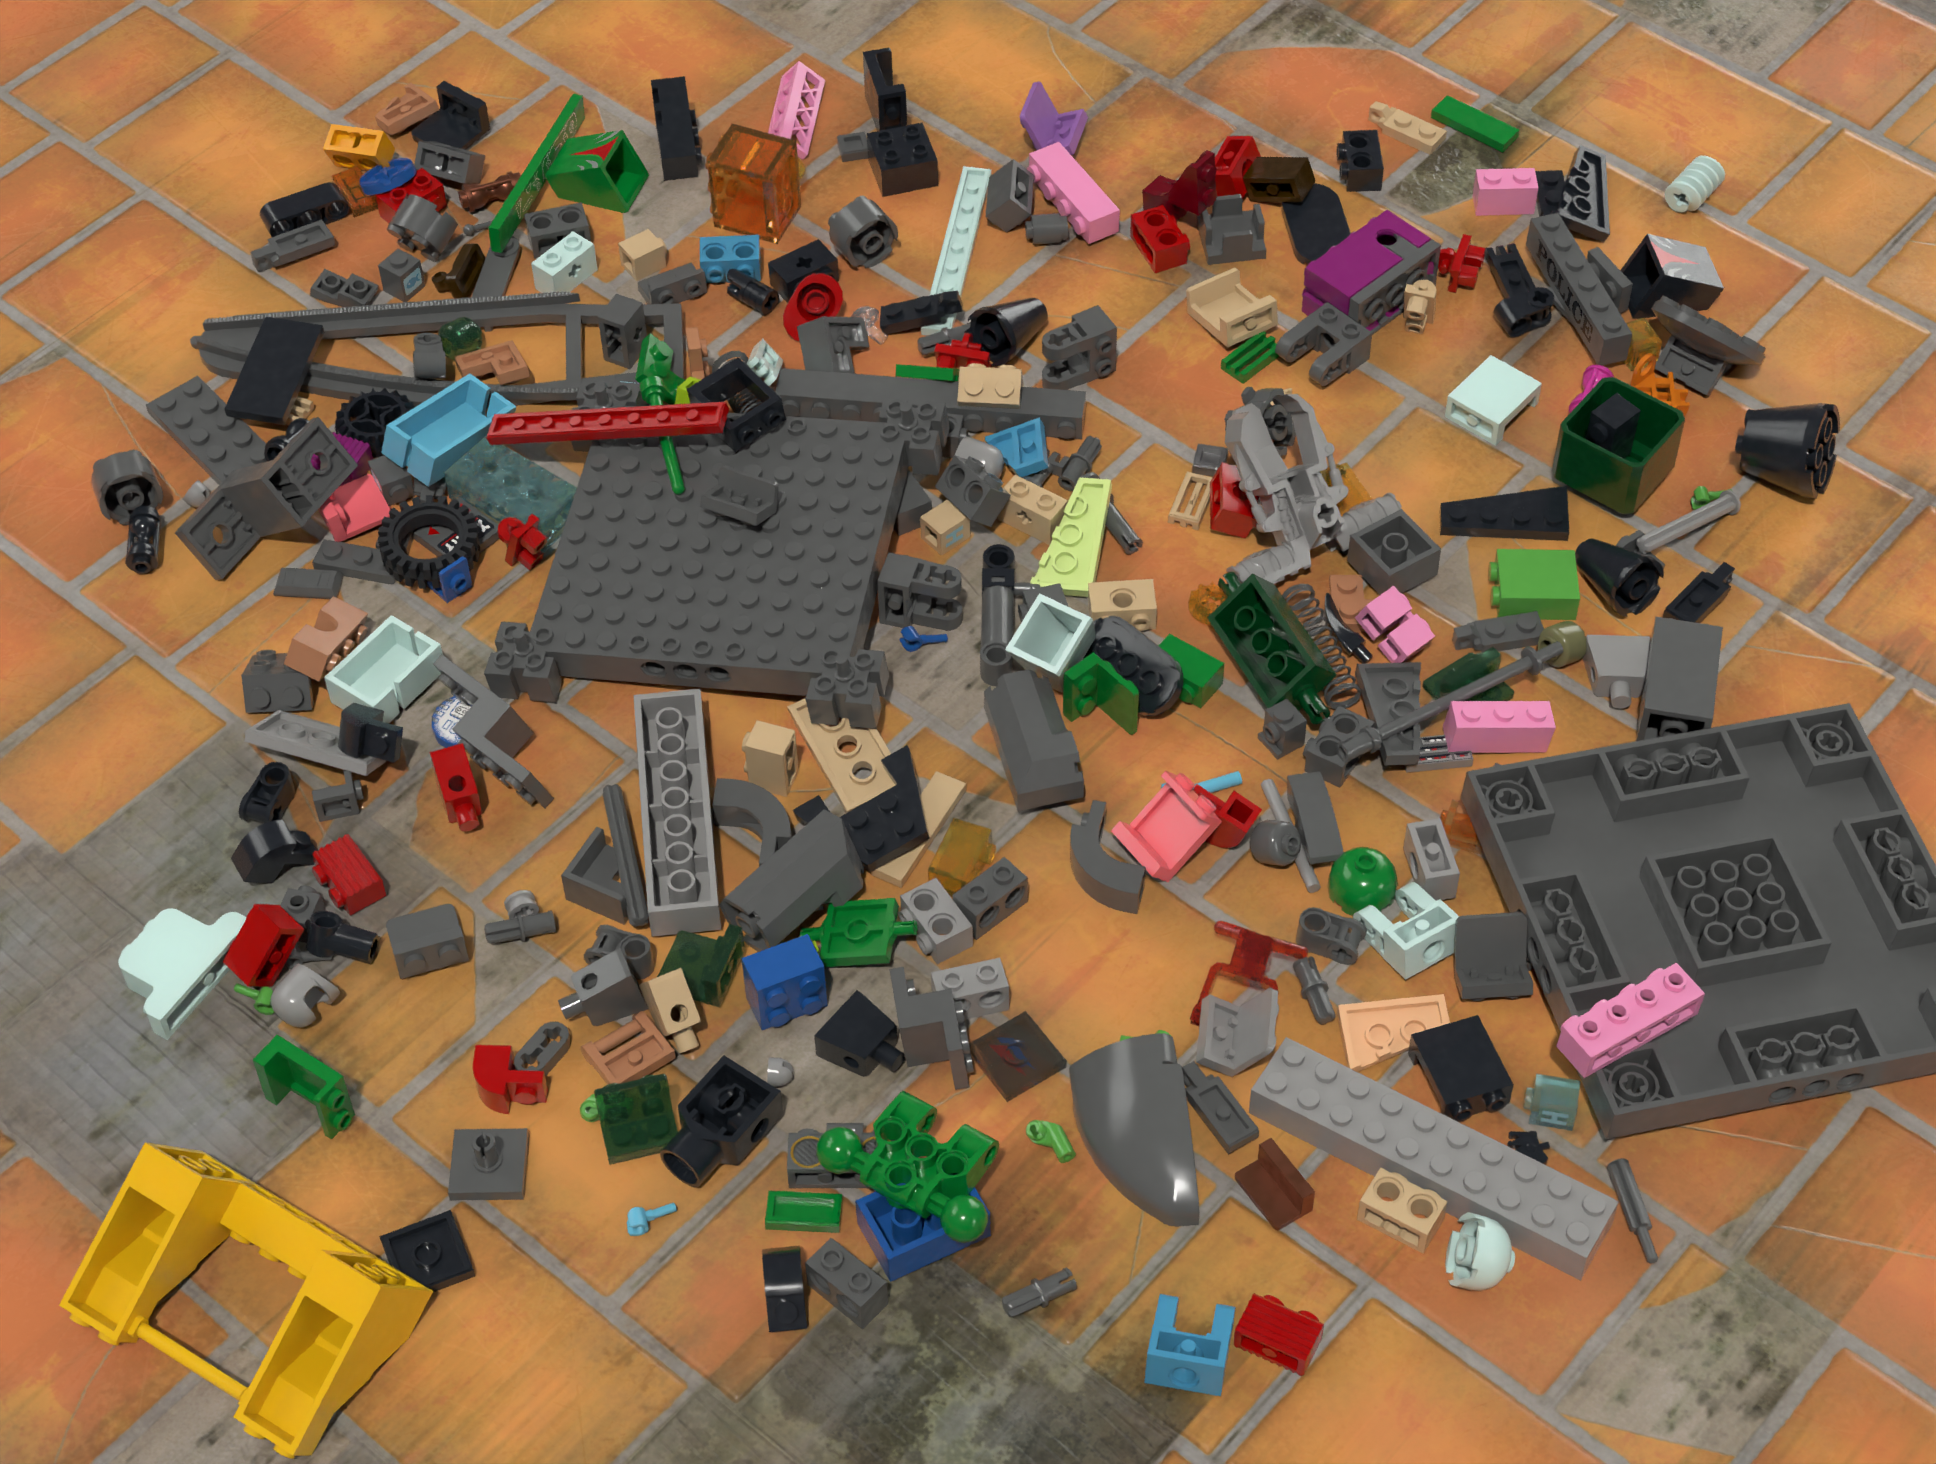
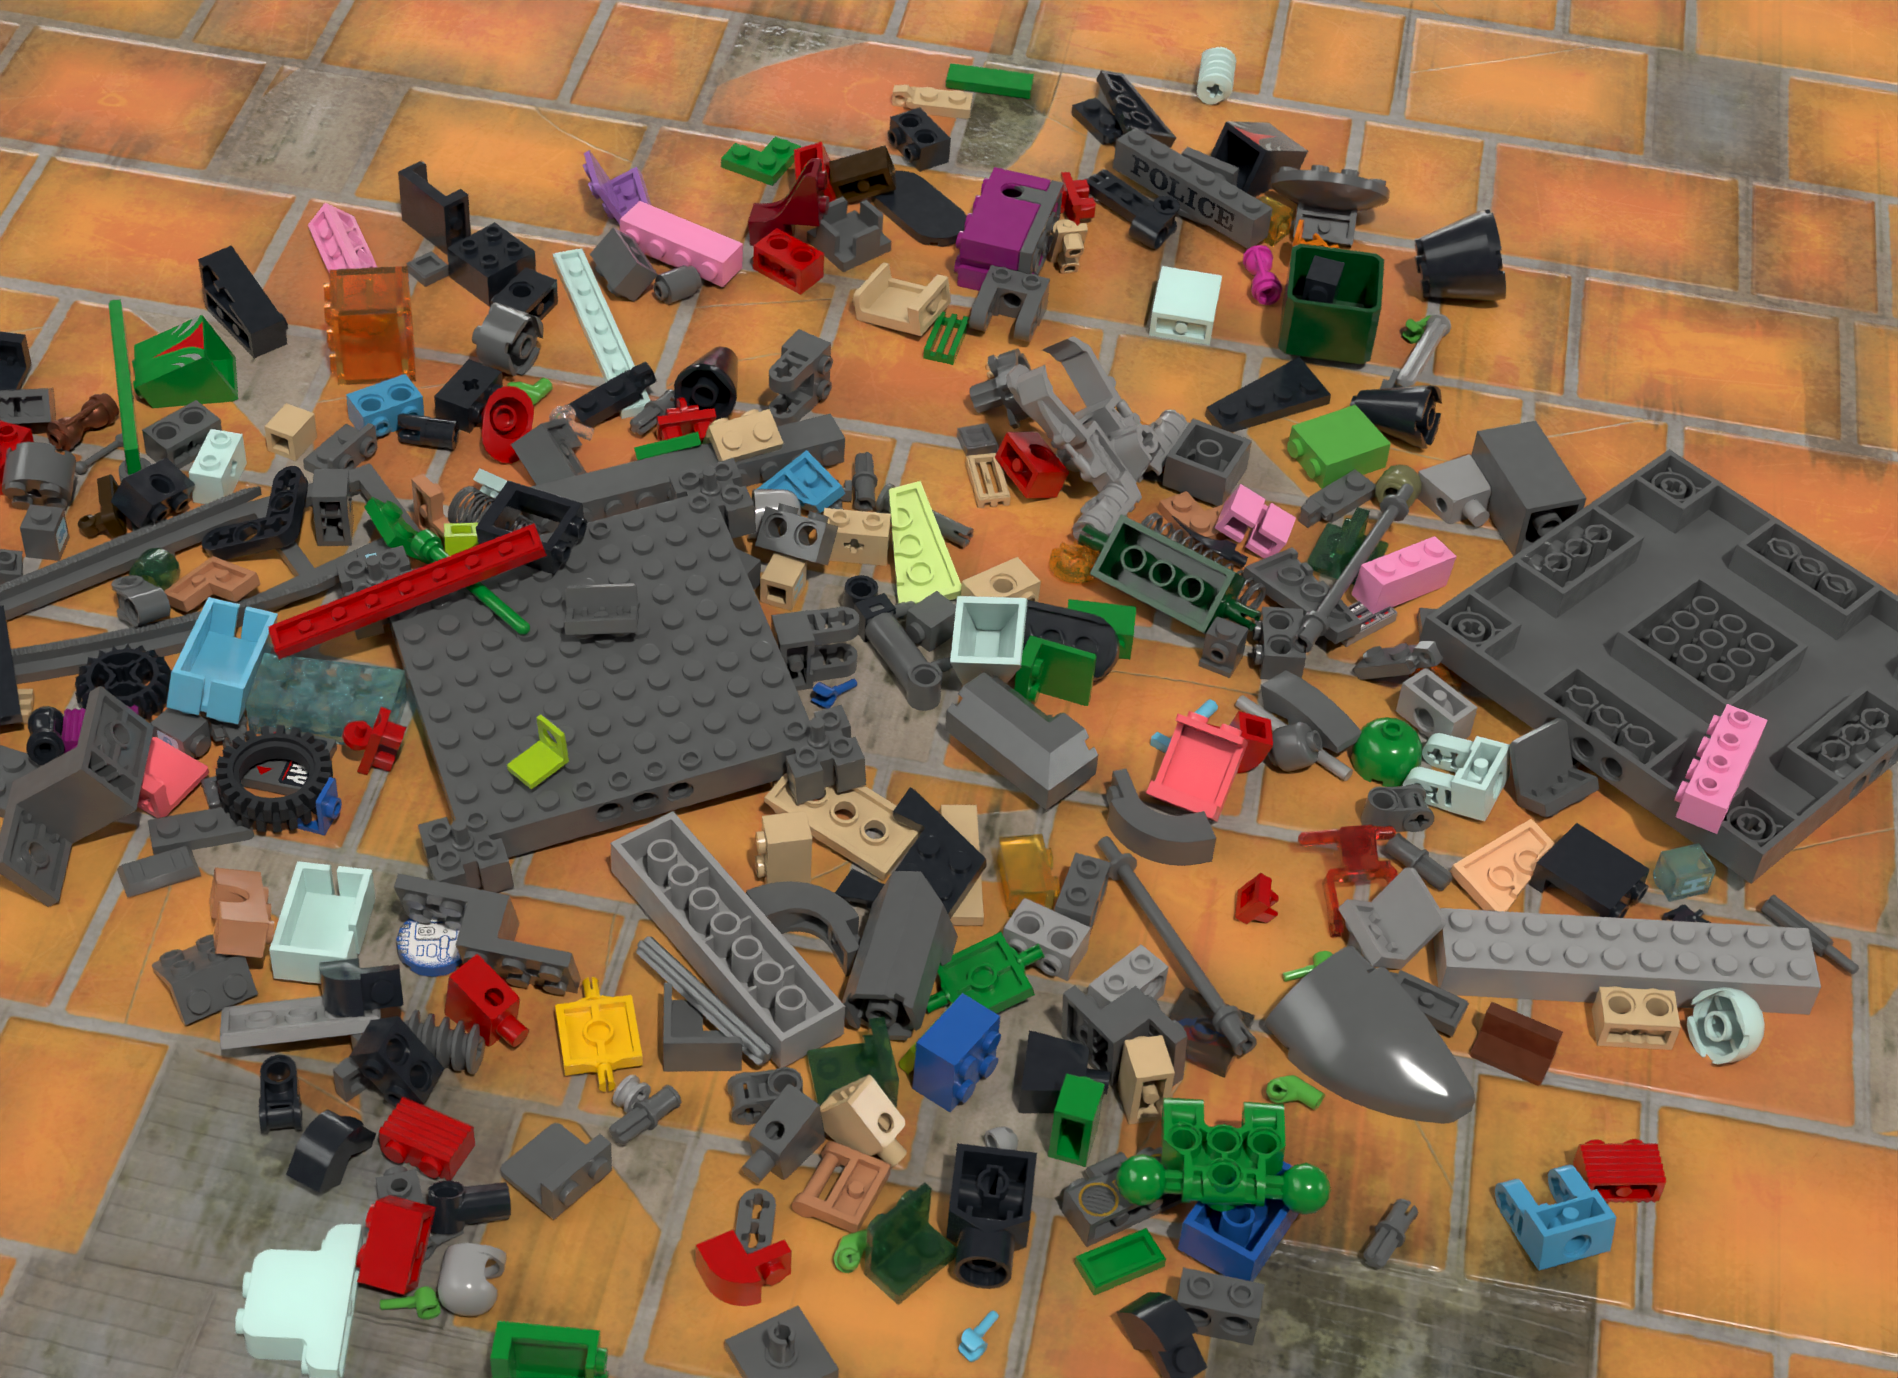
camera: 35 degrees left, 5 degrees down
(364, 800) = (396, 1061): none -> black brick
(410, 804) = (450, 1045): none -> dark grey piece
(496, 270) = (153, 493): none -> black brick
(531, 848) = (598, 1034): none -> yellow plate
(566, 334) = (273, 531): none -> black beam
(614, 604) = (542, 757): none -> lime bracket
(839, 1079) = (1076, 1120): none -> green brick
(856, 287) = (536, 391): none -> bright green arm
(909, 201) = (530, 293): none -> black brick
(921, 1066) = (1144, 1078): none -> tan brick
(1031, 1051) = (1226, 1018): none -> dark grey bar
(1138, 963) = (1255, 900): none -> red tile
(1199, 137) = (761, 166): none -> green plate
(1425, 801) = (1397, 660): none -> dark grey hinge
(1505, 191) = (1064, 128): bright pink brick -> none
(1701, 595) = (1475, 409): black hinge -> none

